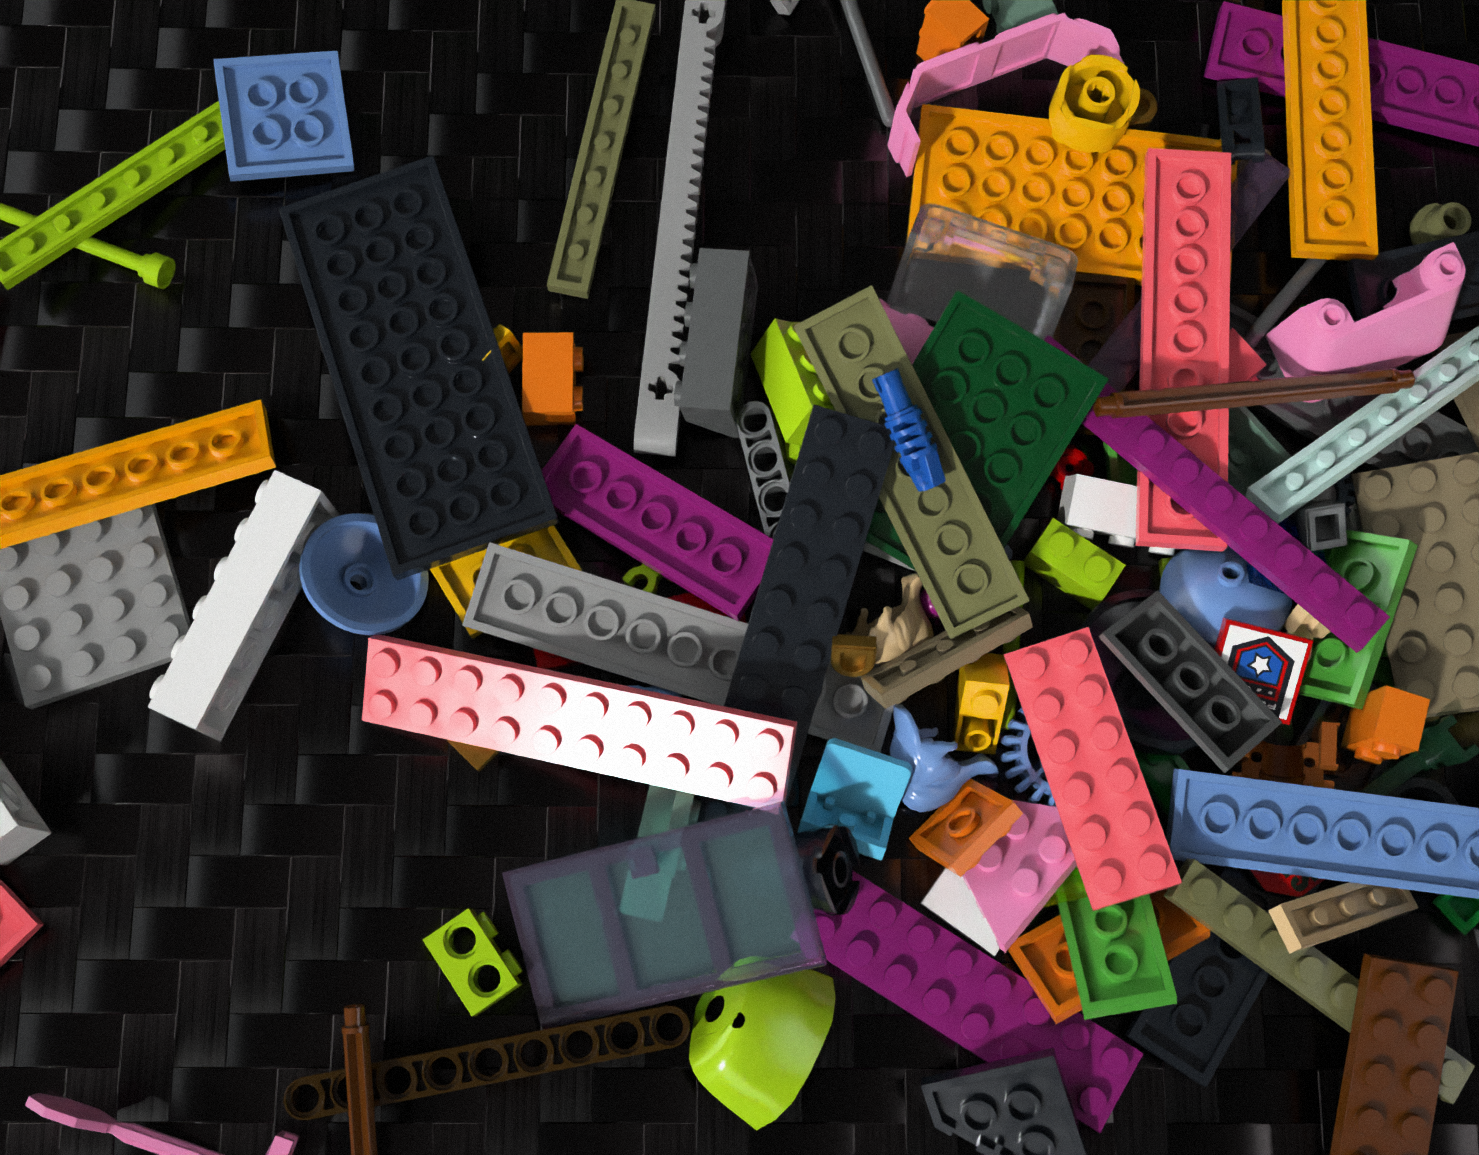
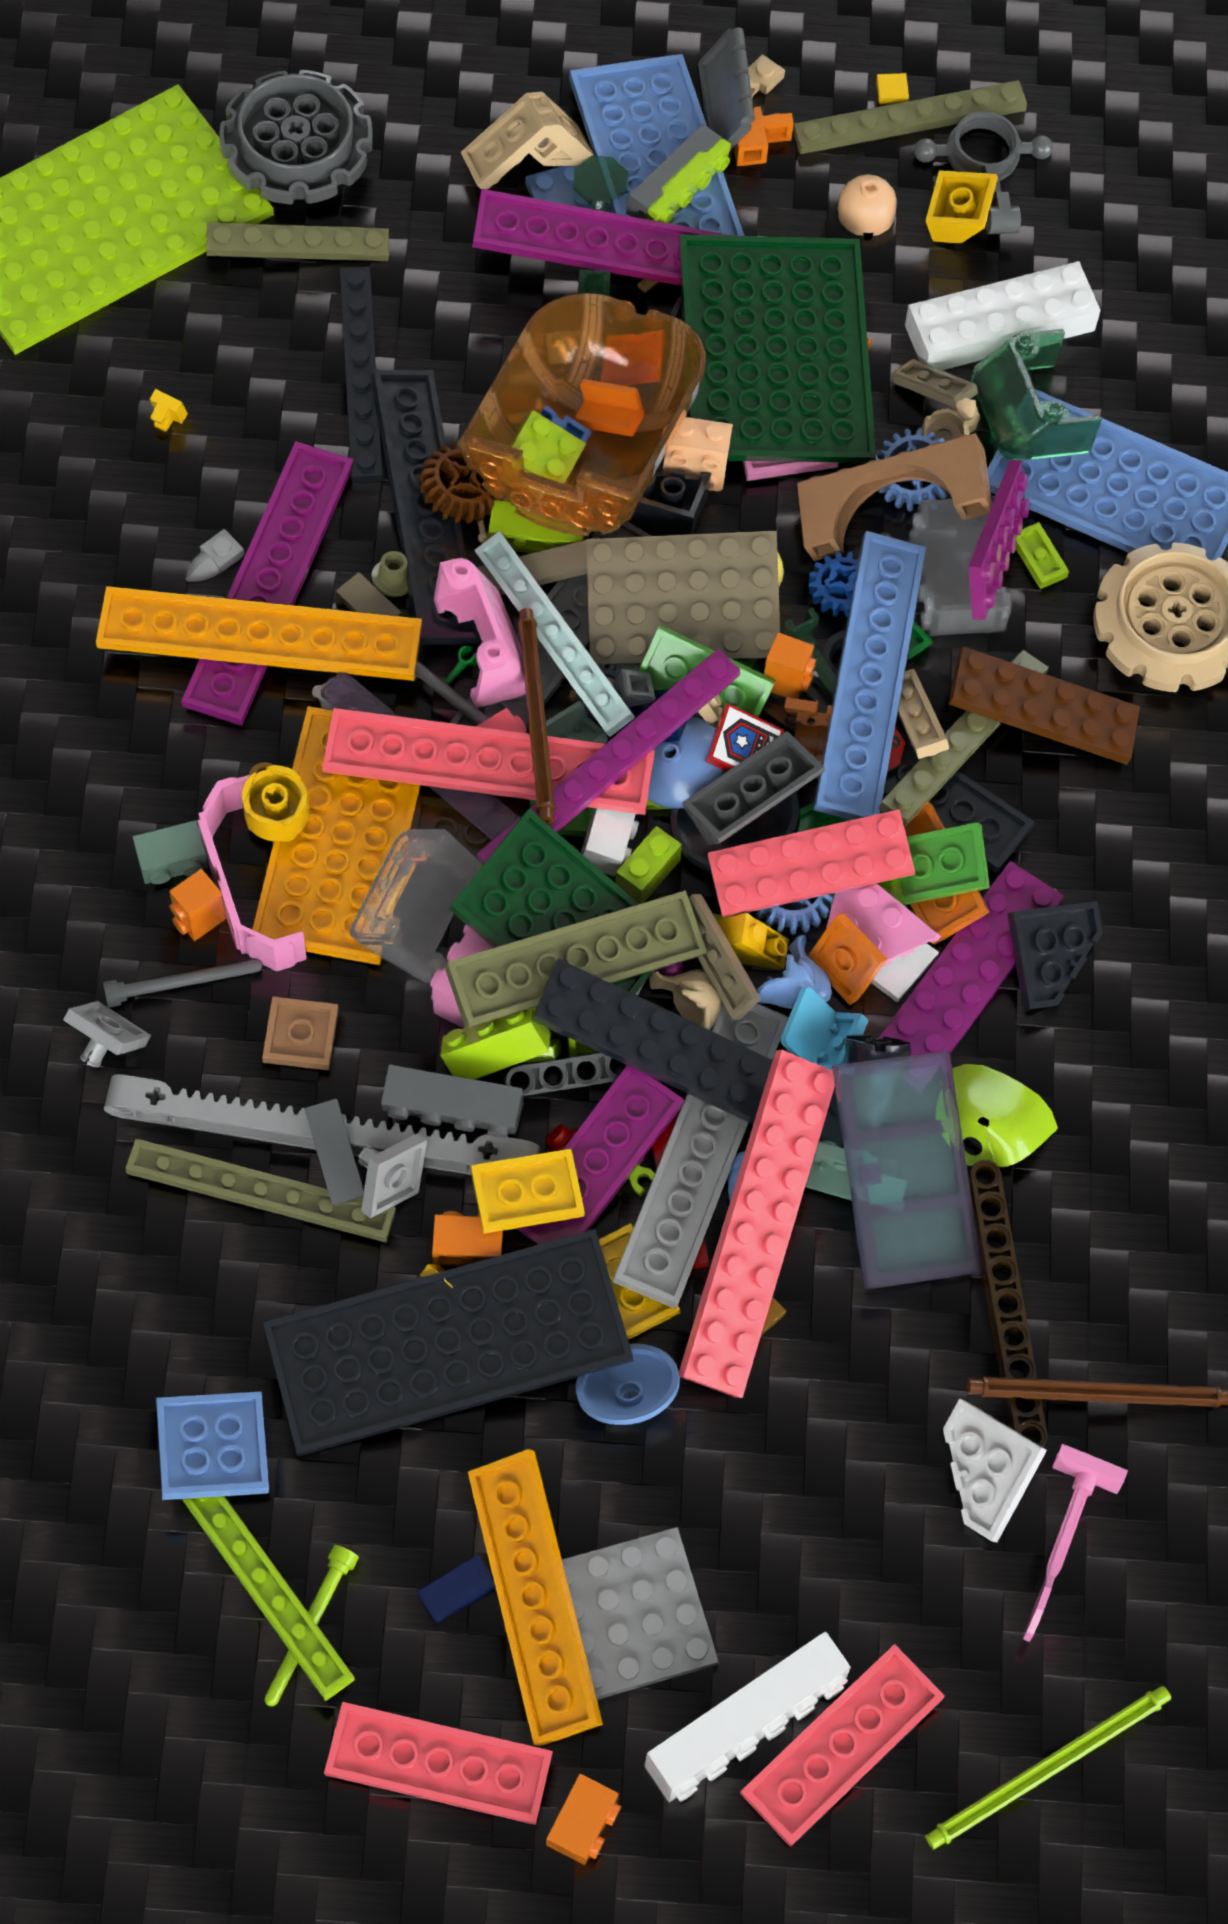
camera: 85 degrees left, 10 degrees down
(122, 398) = (457, 1589): none -> clear blue tile
(242, 609) = (650, 1475): white brick -> none
(267, 1044) = (989, 1467): none -> white plate
(463, 969) = (938, 1323): lime brick -> none
(603, 433) = (527, 1191): none -> yellow plate
(617, 274) = (392, 1174): none -> light grey tile
(643, 211) = (334, 1152): none -> dark grey tile
(689, 477) = (559, 1138): none -> red plate
(804, 172) = (300, 1033): none -> medium nougat plate
(853, 654) = (717, 1018): pearl gold tile -> none
(908, 430) = (562, 949): blue hinge -> none
(1241, 119) = (293, 701): black plate -> none
(1399, 203) = (363, 597): none -> dark tan tile
(1429, 31) = (215, 557): none -> light grey plate

